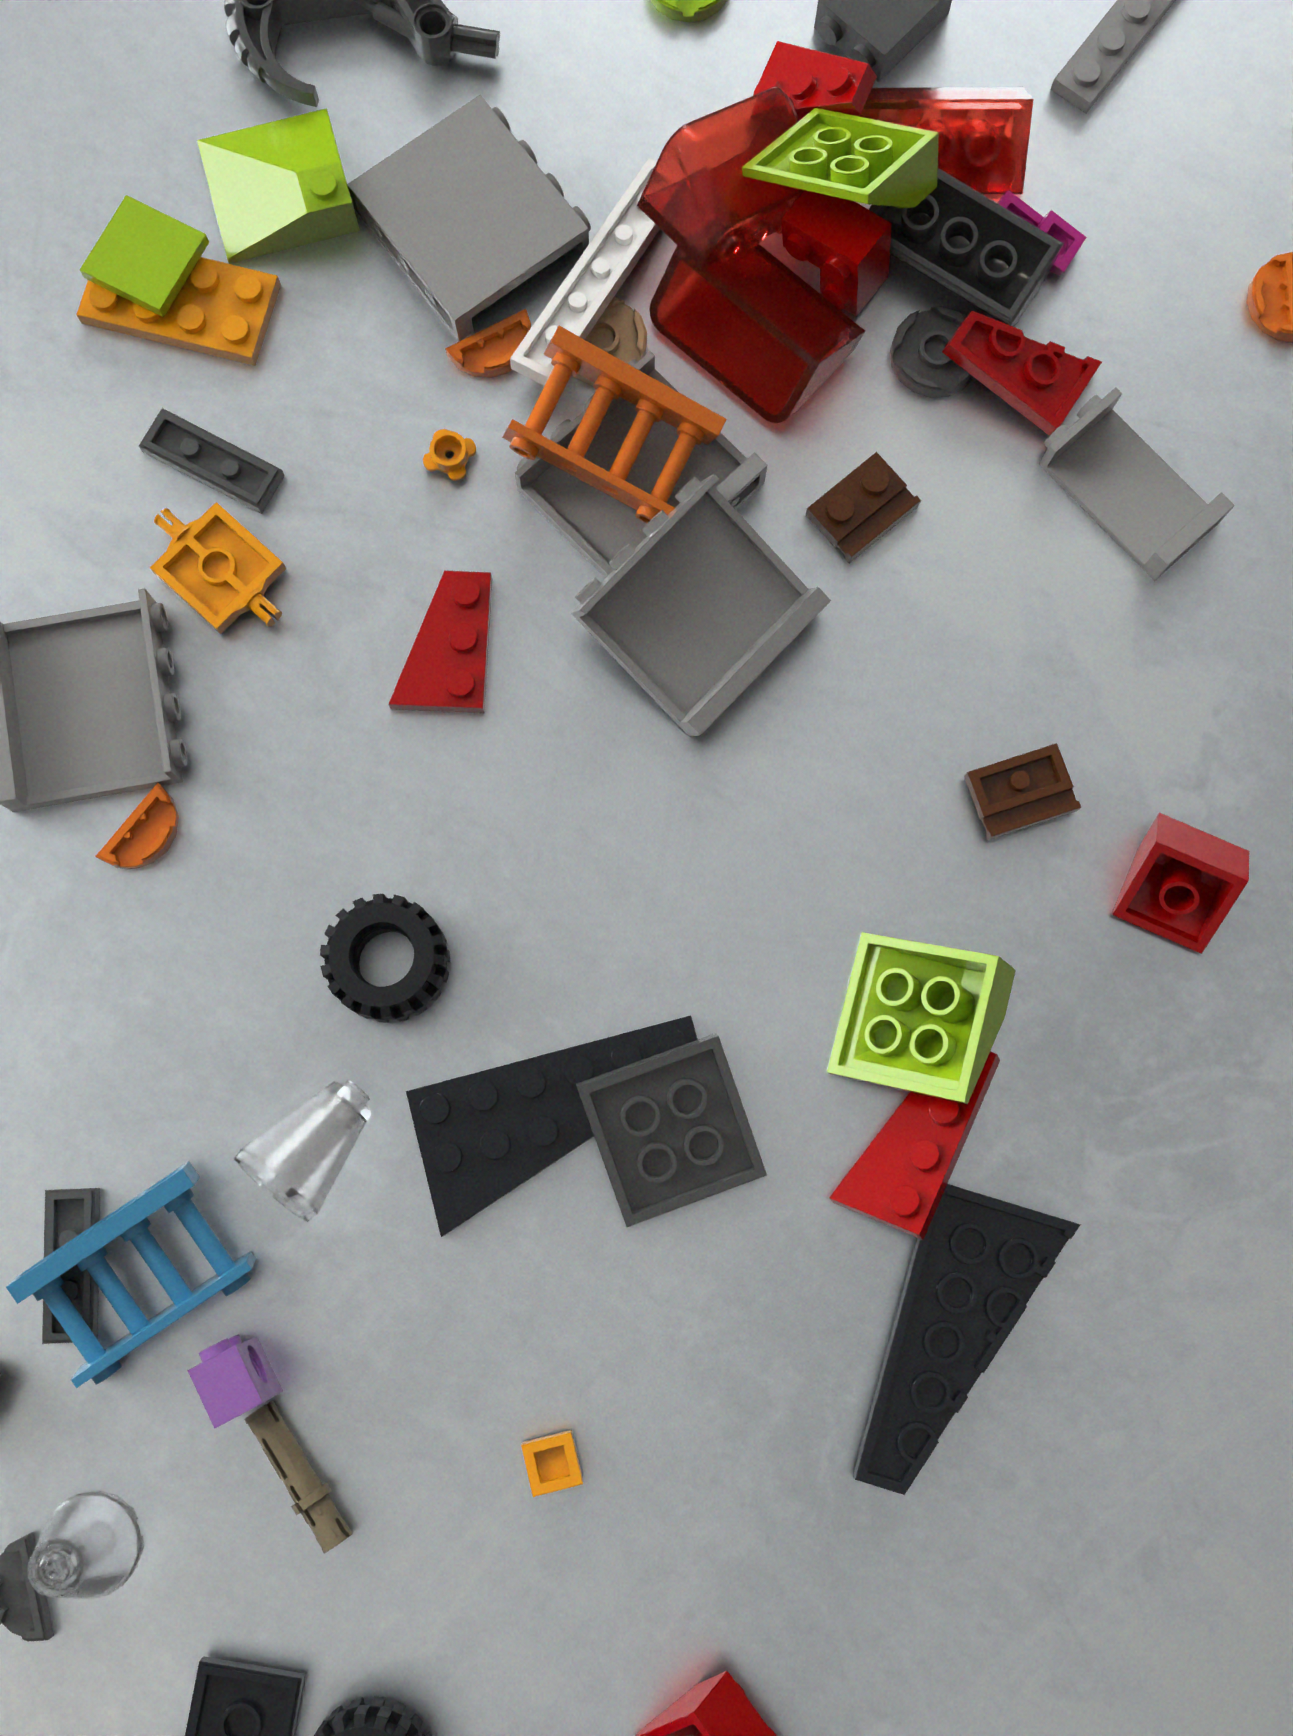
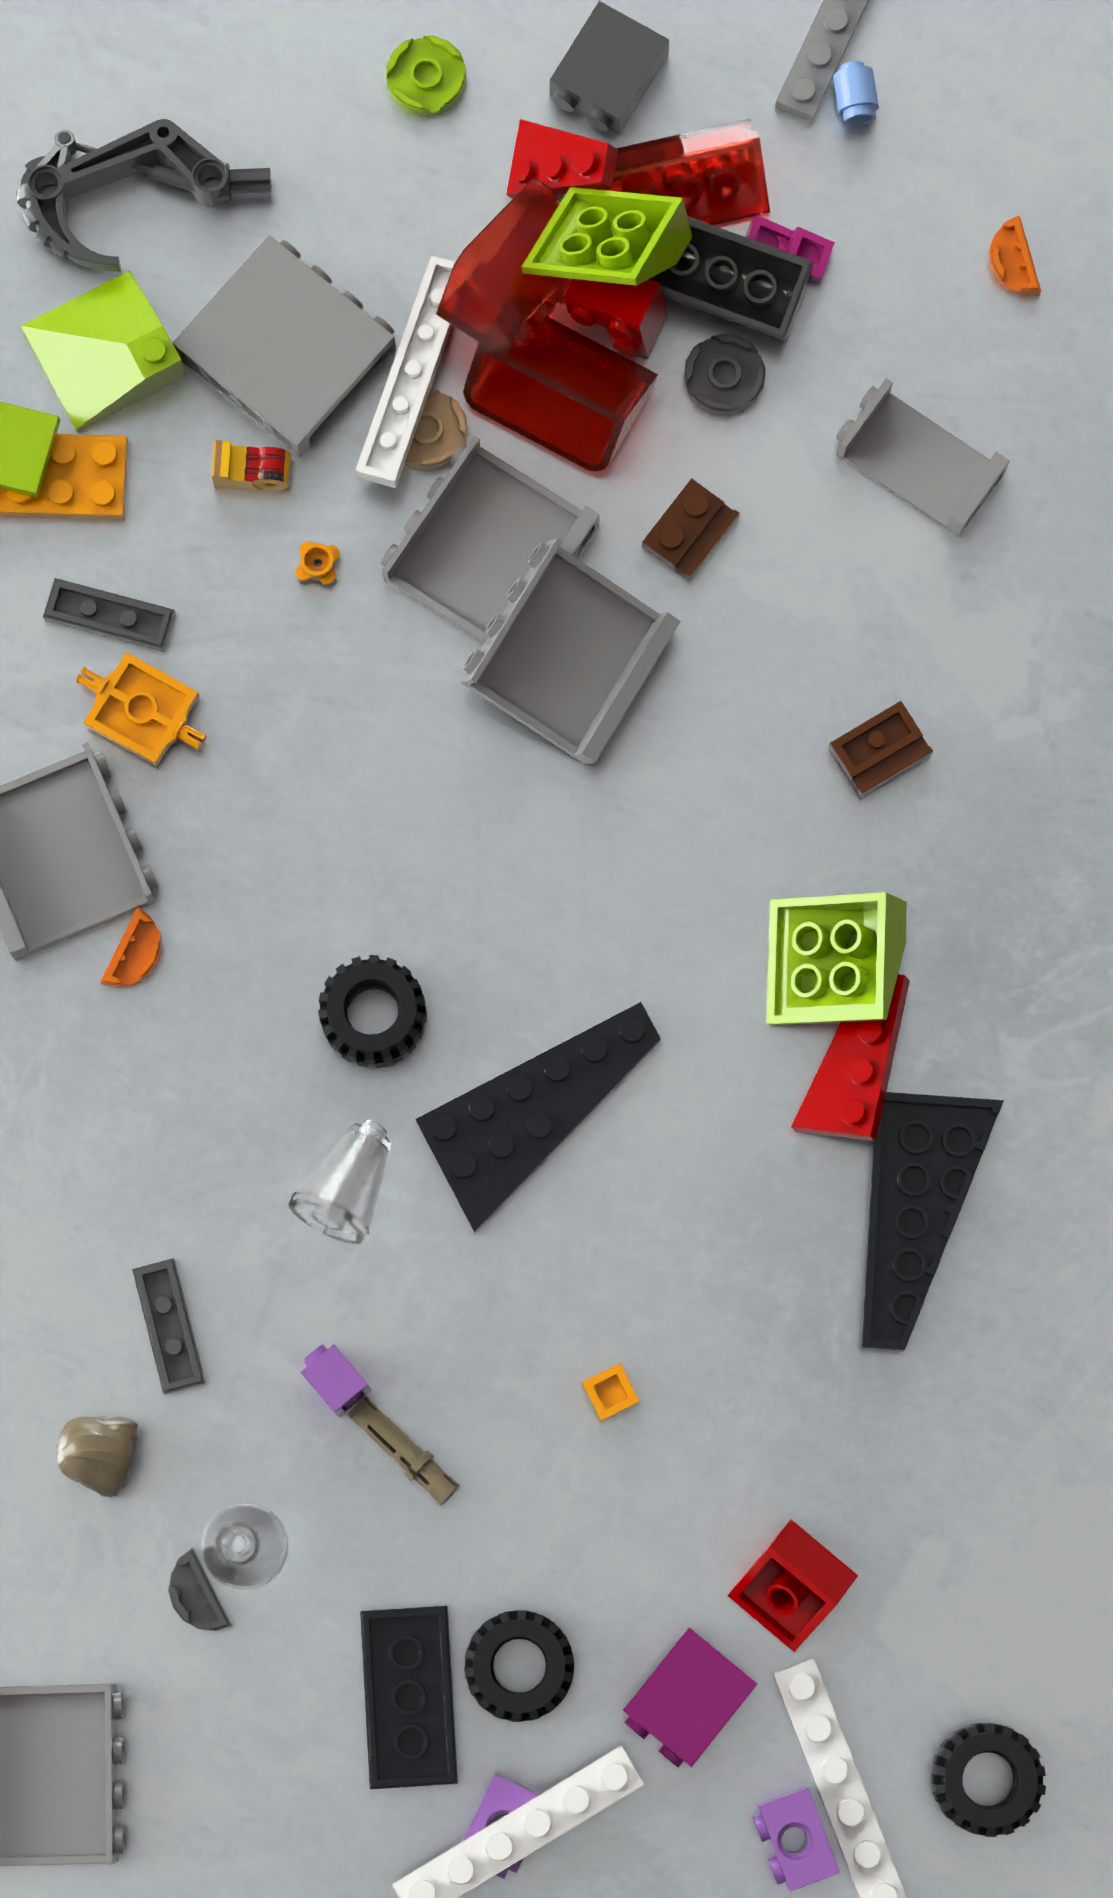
camera: 10 degrees left, 0 degrees up
(88, 1254) = (186, 1307): dark azure fence -> none
(399, 336) = (250, 467): none -> leg
(450, 650) = (361, 735): red wing -> none
(490, 349) = (334, 458): orange tile -> none
(613, 380) = (448, 473): orange fence -> none
(671, 1129) = (646, 1099): dark grey plate -> none
(1026, 374) = (804, 378): red wing -> none
(1142, 88) = (856, 93): none -> light blue brick
(1182, 883) = (1032, 796): red slope -> none

